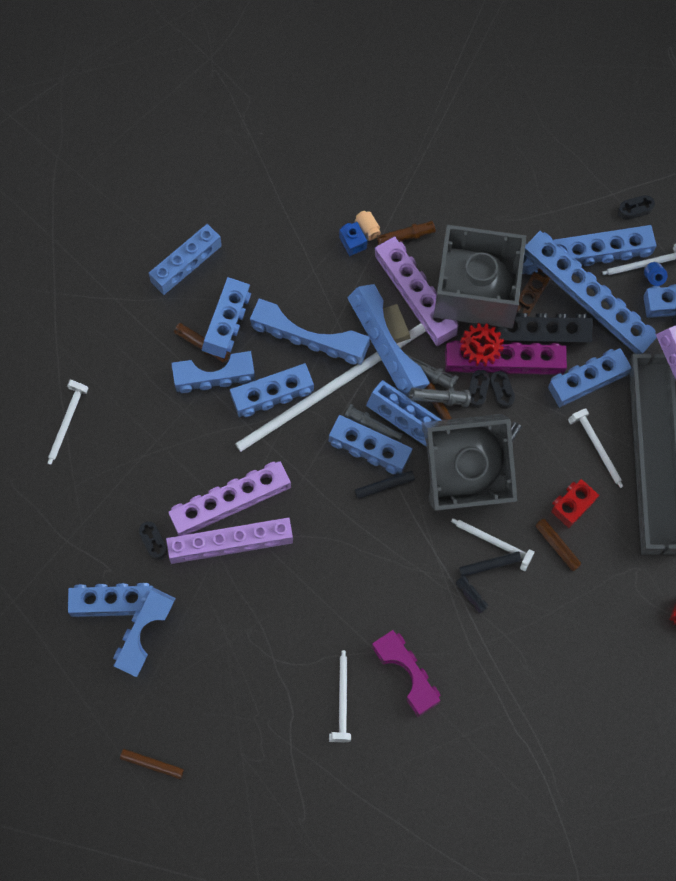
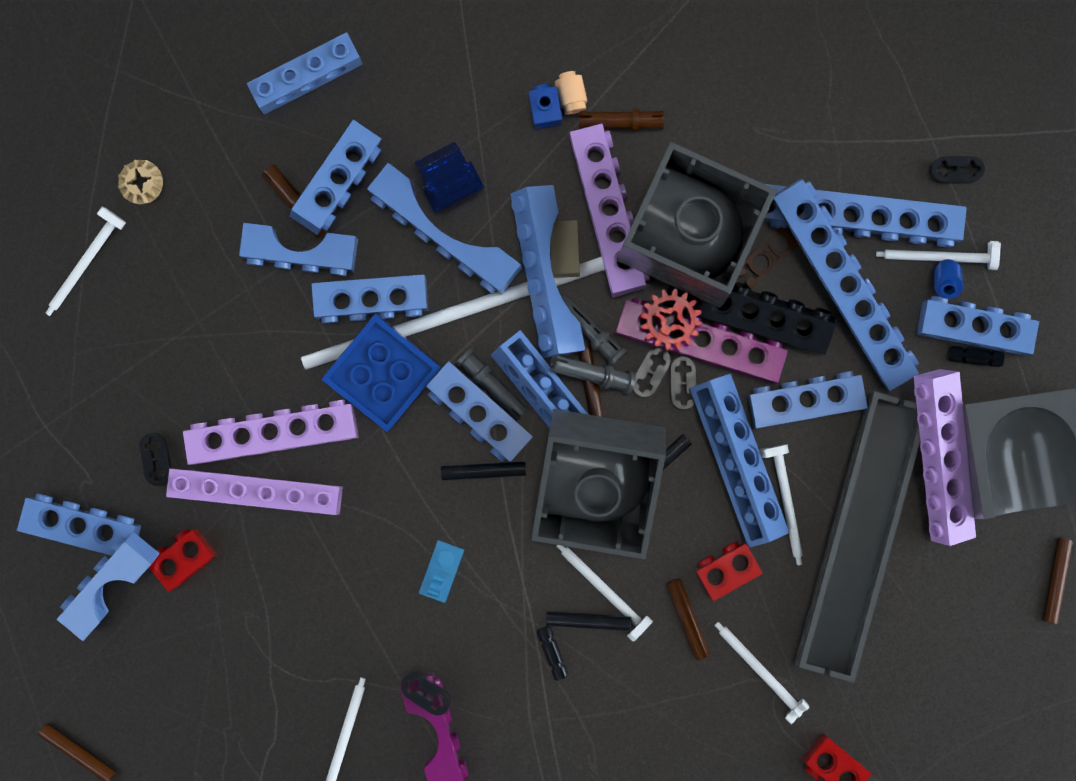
camera: 20 degrees right, 15 degrees up
(87, 367) = (151, 188): none -> tan gear
(196, 605) = (185, 564): none -> red brick
(295, 436) = (381, 372): none -> blue plate
(301, 298) = (447, 176): none -> clear blue plate
(376, 561) = (441, 571): none -> dark azure plate
(391, 646) = (422, 699): none -> black beam
(558, 426) = (739, 460): none -> medium blue brick
(652, 582) = (796, 708): none -> white piece

